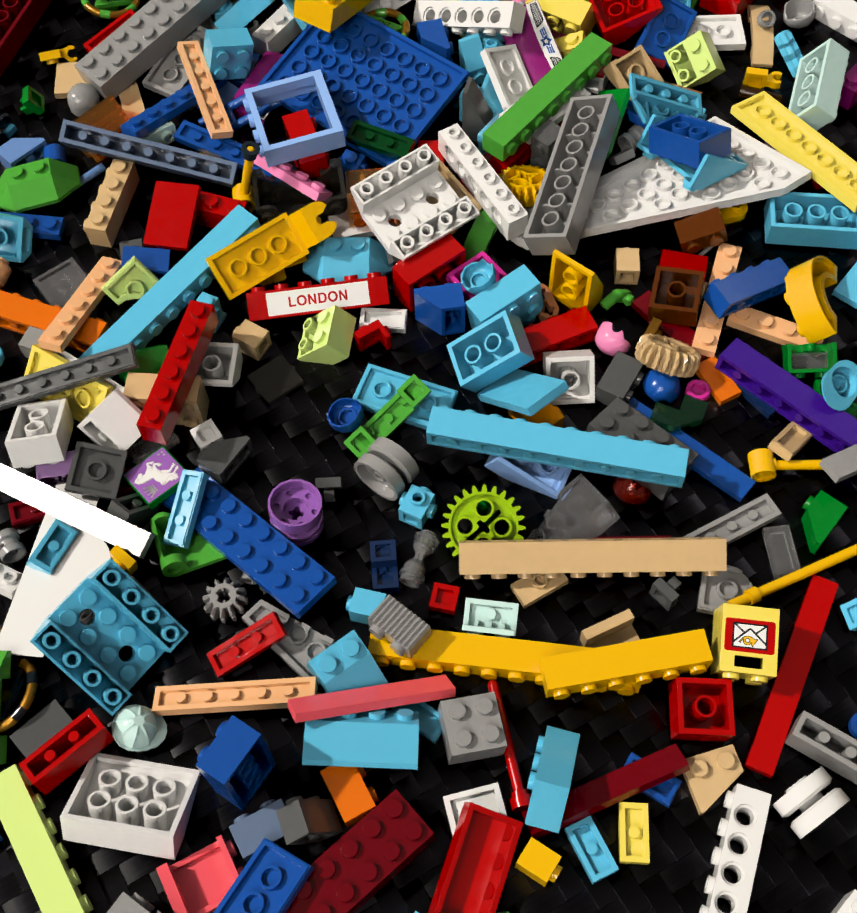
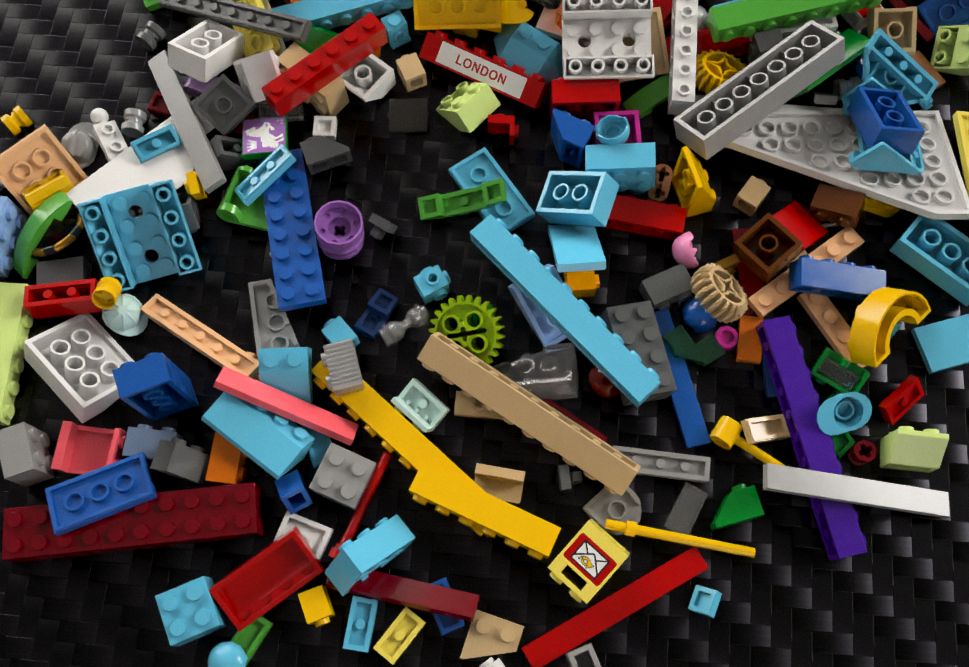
camera: 35 degrees right, 10 degrees up
(112, 713) = (106, 293): none -> yellow wheel
(224, 591) = (238, 265): light grey gear -> none
(247, 644) = (235, 305): red plate -> none
(345, 415) = (434, 177): blue hair -> none
(386, 468) = (427, 240): light grey wheel -> none
(392, 318) = (528, 121): white tile -> none
(437, 773) = (293, 492): none -> blue brick
(444, 598) = (400, 367): red plate -> none
(577, 369) = (630, 257): white slope -> none
(617, 296) = (722, 216): bright green arm -> none
(701, 709) = (518, 585): red brick -> none

